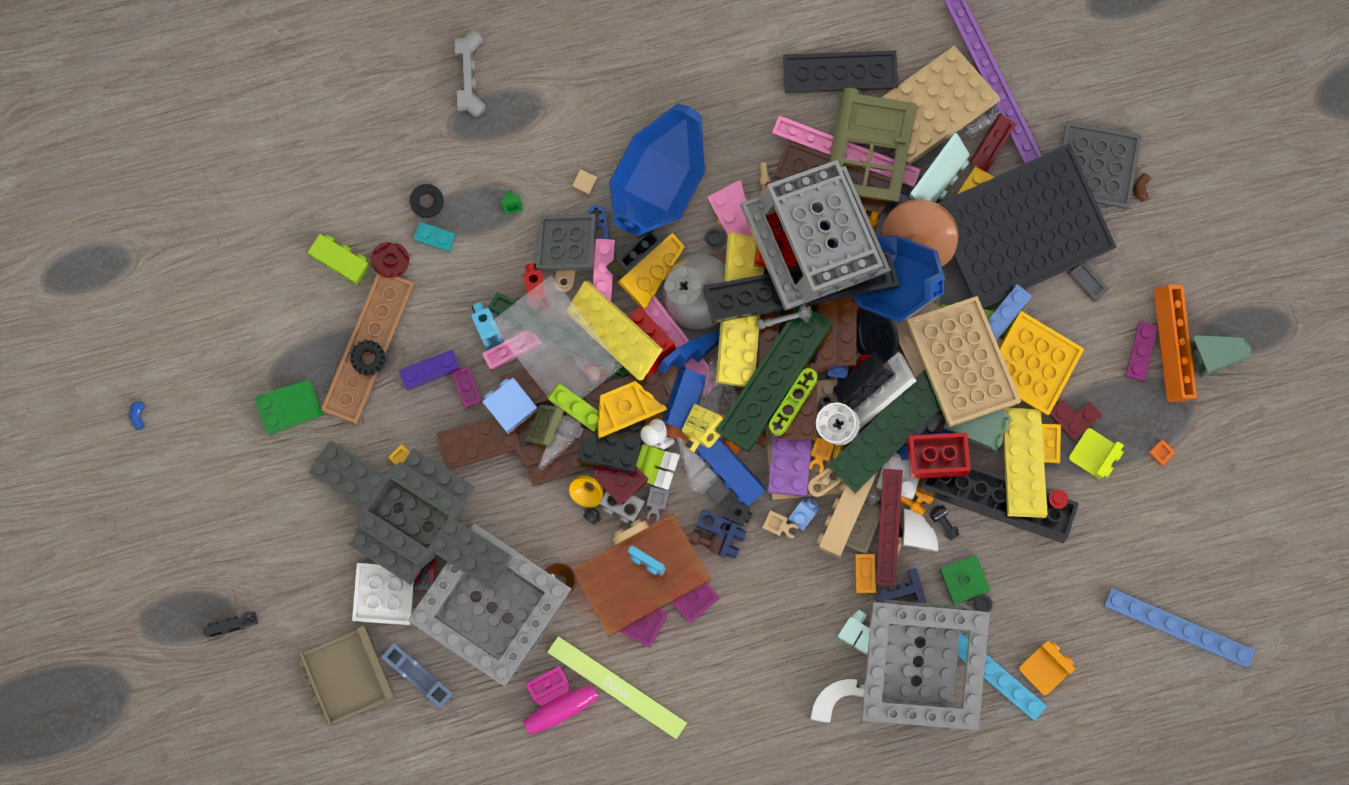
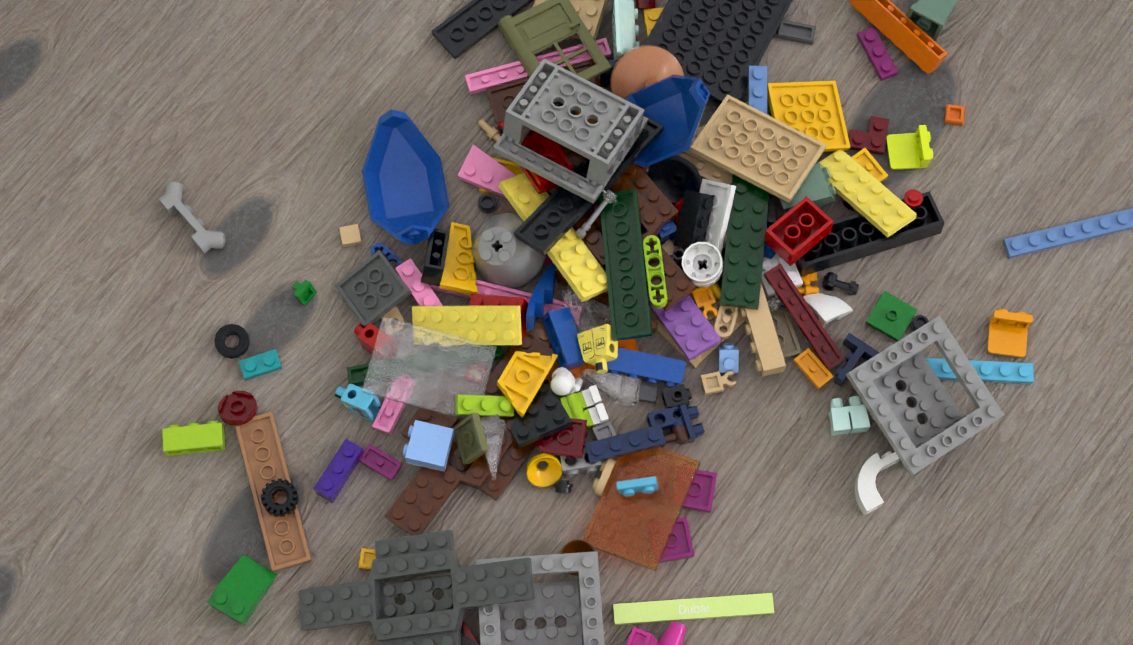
camera: 40 degrees left, 10 degrees down
(664, 520) = (625, 444): none -> dark blue plate

